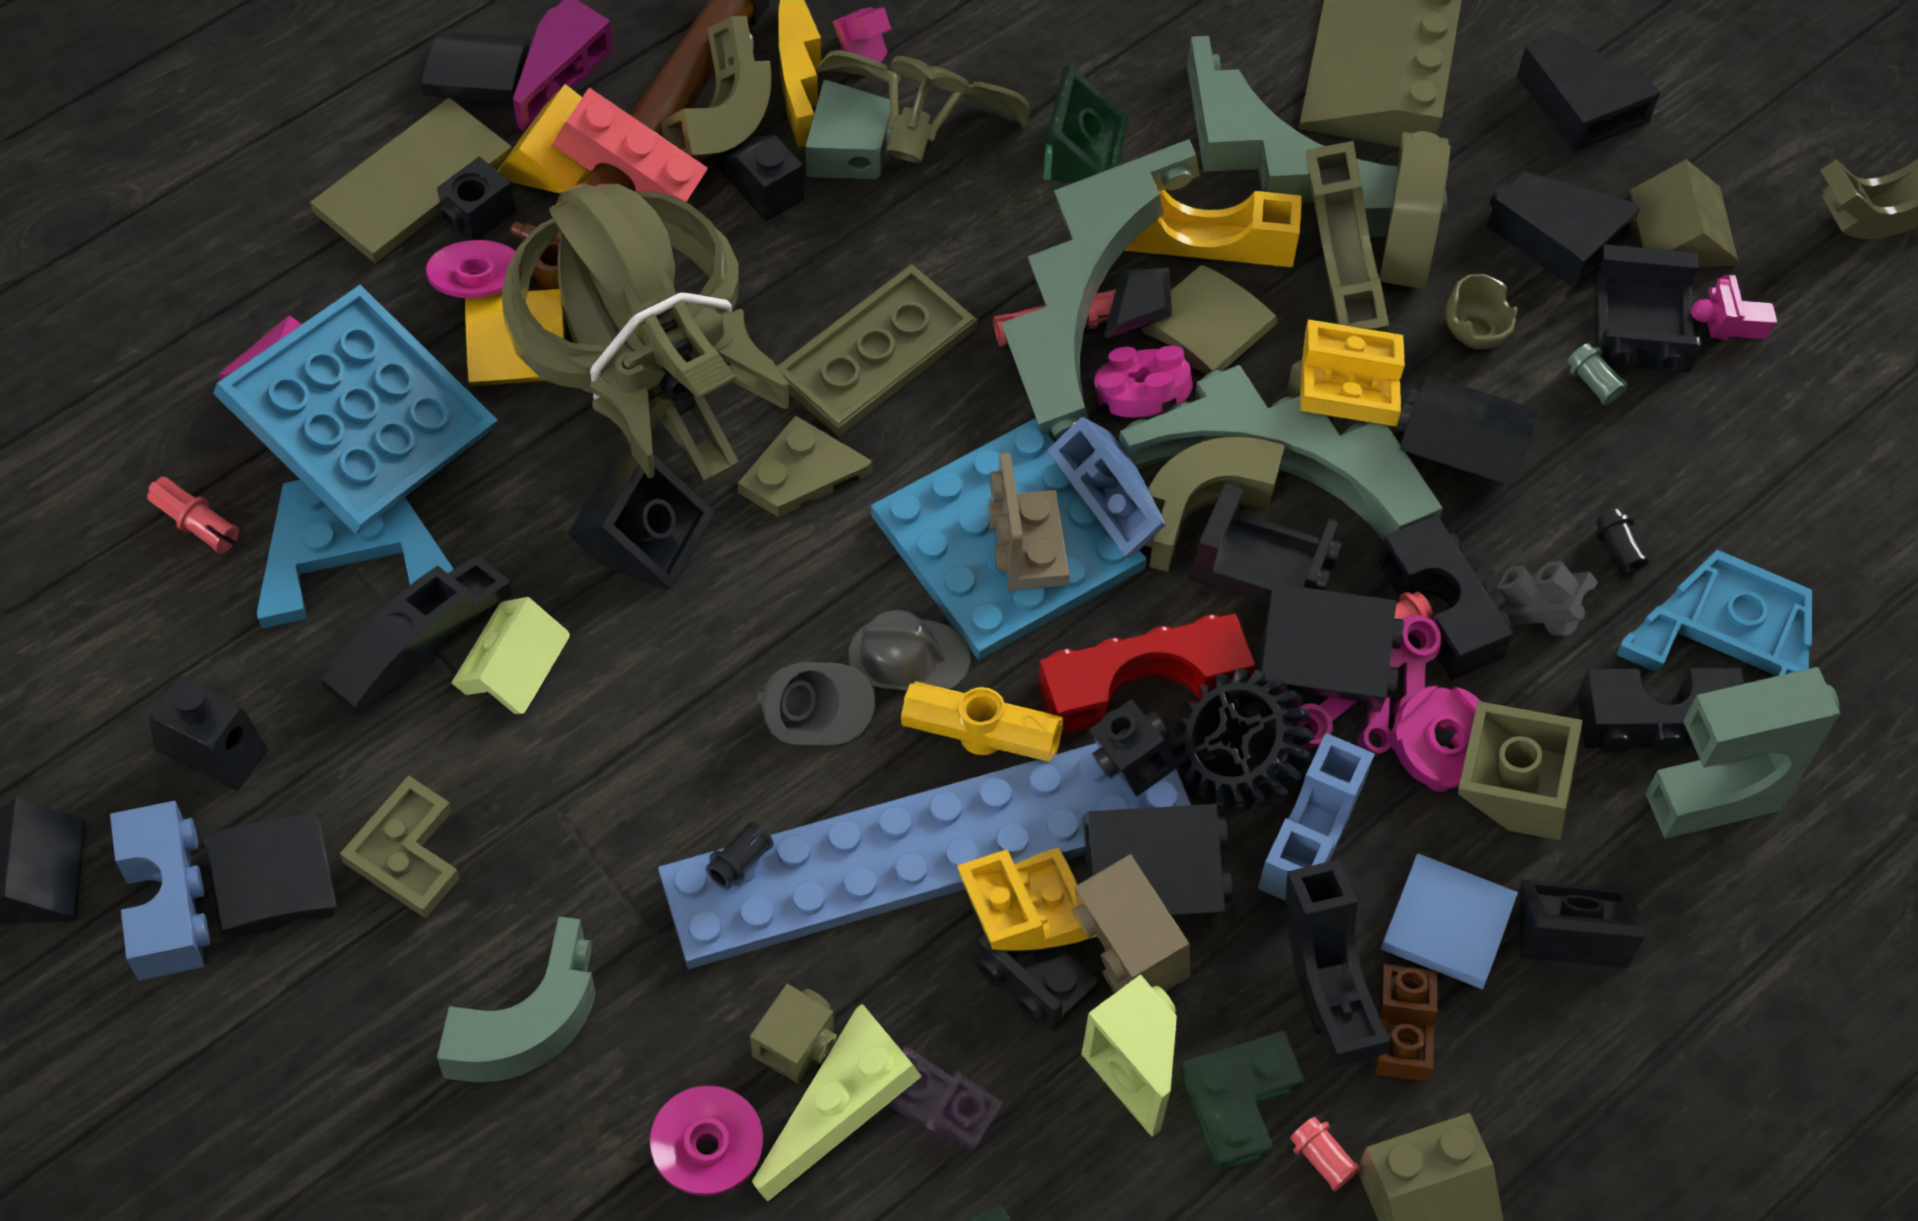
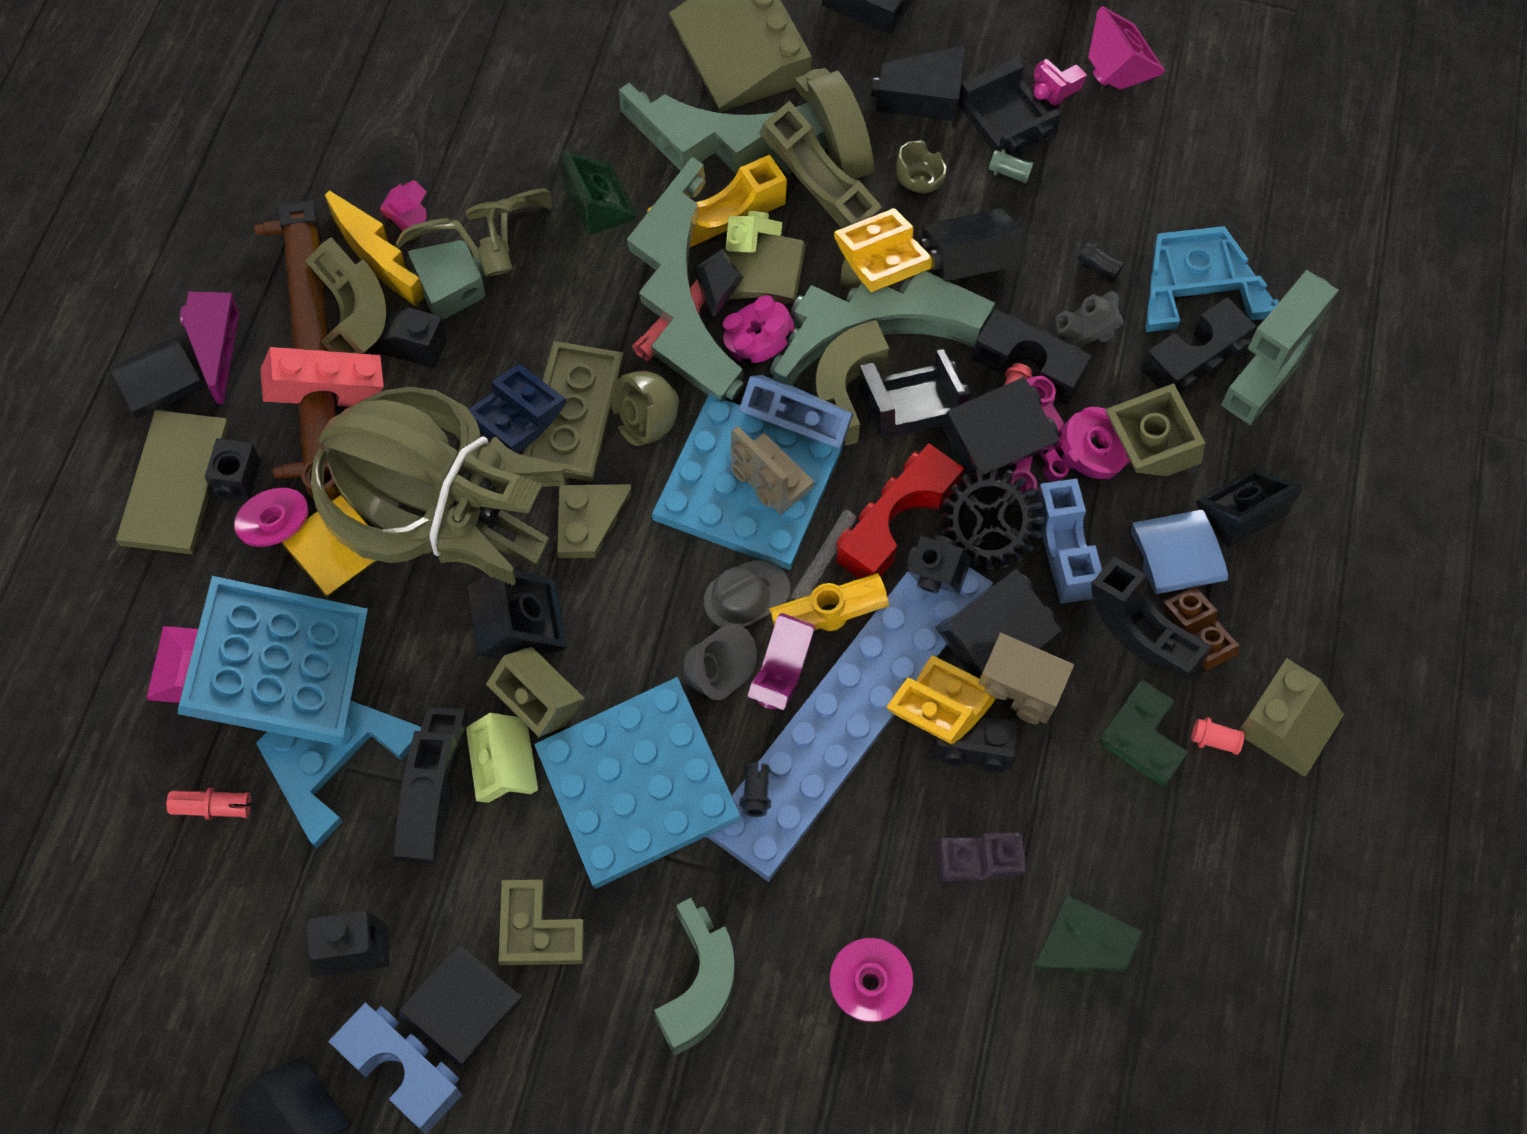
camera: 35 degrees left, 5 degrees up
(535, 160) = (245, 410): yellow slope -> none
(594, 606) = (535, 691): none -> olive brick
(627, 770) = (637, 782): none -> dark azure plate
(794, 1033) = (870, 876): olive brick -> none
(812, 312) = (517, 408): none -> dark blue slope
(851, 1086) = (928, 886): yellowish green wing -> none
(882, 747) = (782, 663): none -> bracket
(952, 388) = (645, 406): none -> olive cylinder
(1022, 668) = (823, 557): none -> clear bar
(1132, 1048) = (1083, 749): yellowish green slope -> none
(1211, 260) = (743, 231): none -> yellowish green bracket
(1684, 214) = (985, 38): olive slope -> none
(1844, 320) = (1121, 52): none -> dark pink slope

